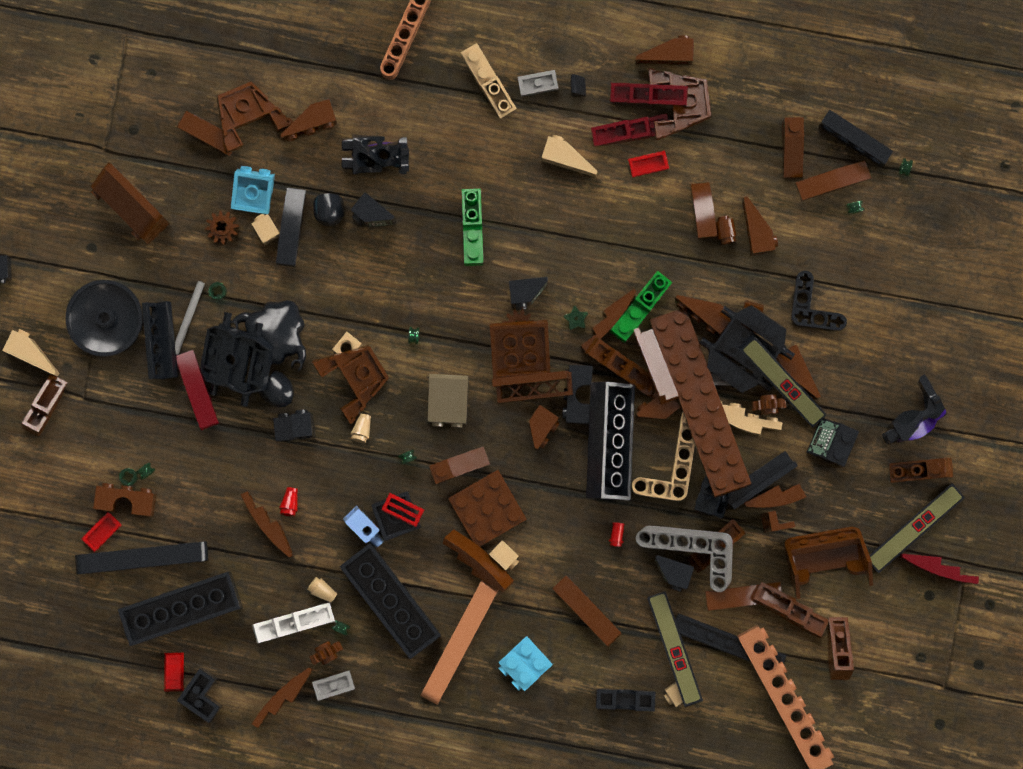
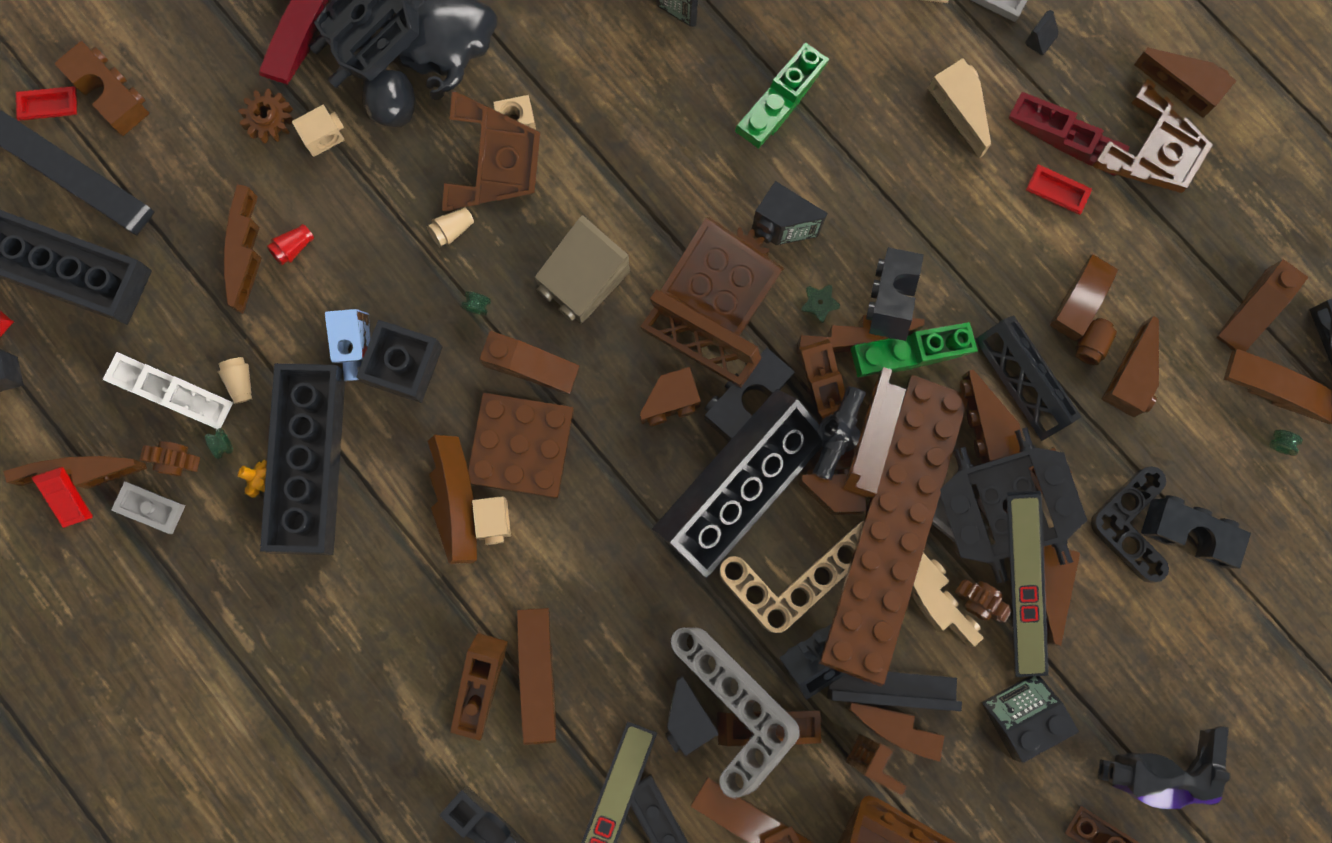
camera: 35 degrees right, 5 degrees down
(131, 471) = (133, 57): clear green bush -> none
(145, 471) = (157, 73): clear green bush -> none
(228, 445) = (262, 126): none -> reddish brown gear
(254, 433) = (319, 130): none -> tan brick
(289, 713) = (62, 497): none -> red tile
(294, 427) = (373, 158): black brick -> none
(373, 628) = (254, 478): none -> light orange plant
(387, 502) = (420, 379): red tile -> none
(413, 335) = (605, 167): clear green bush -> none
(459, 642) = (343, 583): nougat beam -> none
(524, 664) = (402, 678): medium azure plate -> none
(564, 638) = (478, 685): none -> reddish brown slope
(616, 299) = (893, 310): none -> black arch
(617, 534) = (654, 609): red pin -> none
(638, 380) = (839, 433): none -> black pin
(649, 93) = (1128, 105): dark red slope -> none
(708, 270) = (1036, 370): none -> black fence
(828, 293) = (1219, 541): none -> black arch

